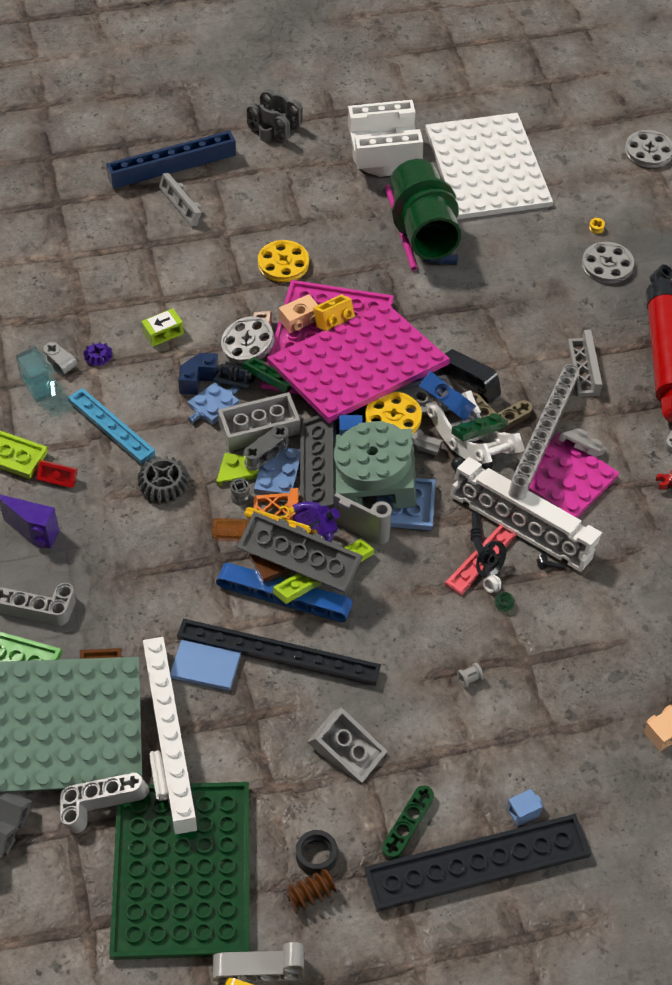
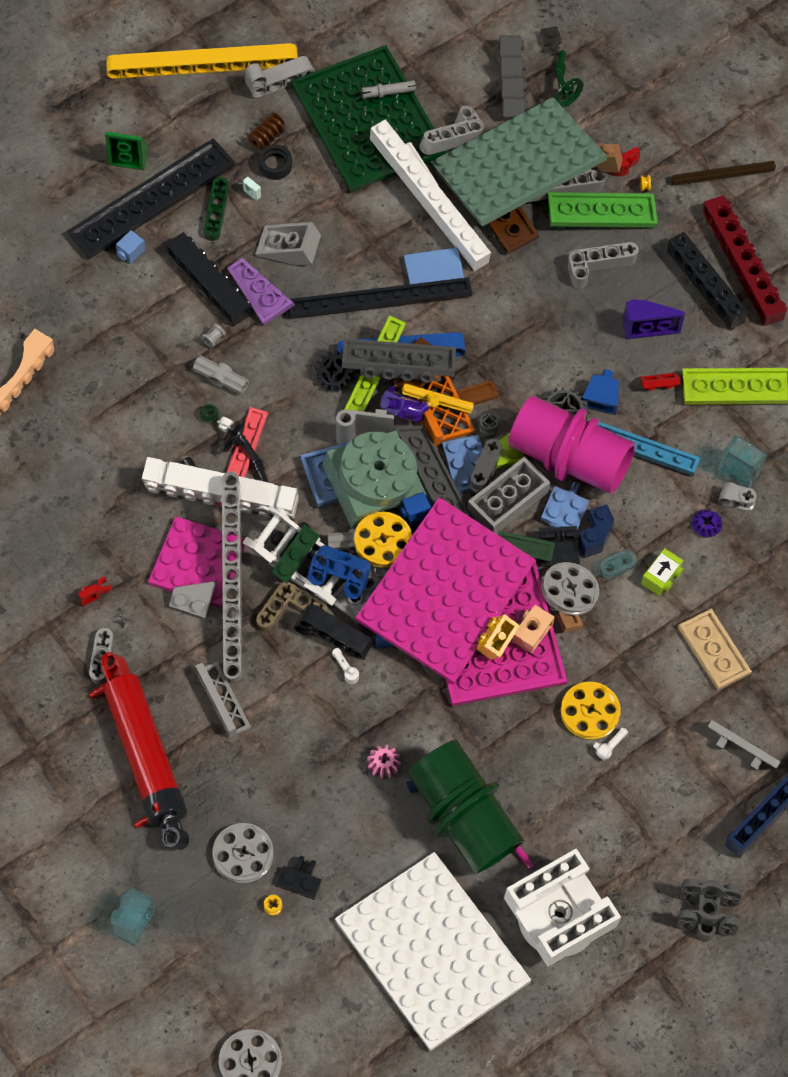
camera: 155 degrees right, 10 degrees up
(117, 481) = (602, 393): none -> blue torso
(149, 884) = (388, 89): none -> light grey pin
(156, 269) = (714, 649): none -> tan tile
(181, 423) = (571, 444): none -> dark pink piece
(192, 346) = (617, 565): none -> clear light blue plate
(288, 231) = (605, 750): none -> white piece
(358, 826) = (252, 188): none -> light aqua tile
(364, 591) = (339, 377): none -> black gear
(402, 700) = (264, 297): none -> medium lavender wing
(451, 739) = (209, 279): none -> black brick
(466, 347) = (351, 674): none -> white piece
(469, 278) = (377, 758): none -> bright pink gear
(478, 632) = (220, 375): none -> light grey piece
(489, 922) = (126, 151): none -> green slope
(570, 233) = (299, 882): none -> black hinge

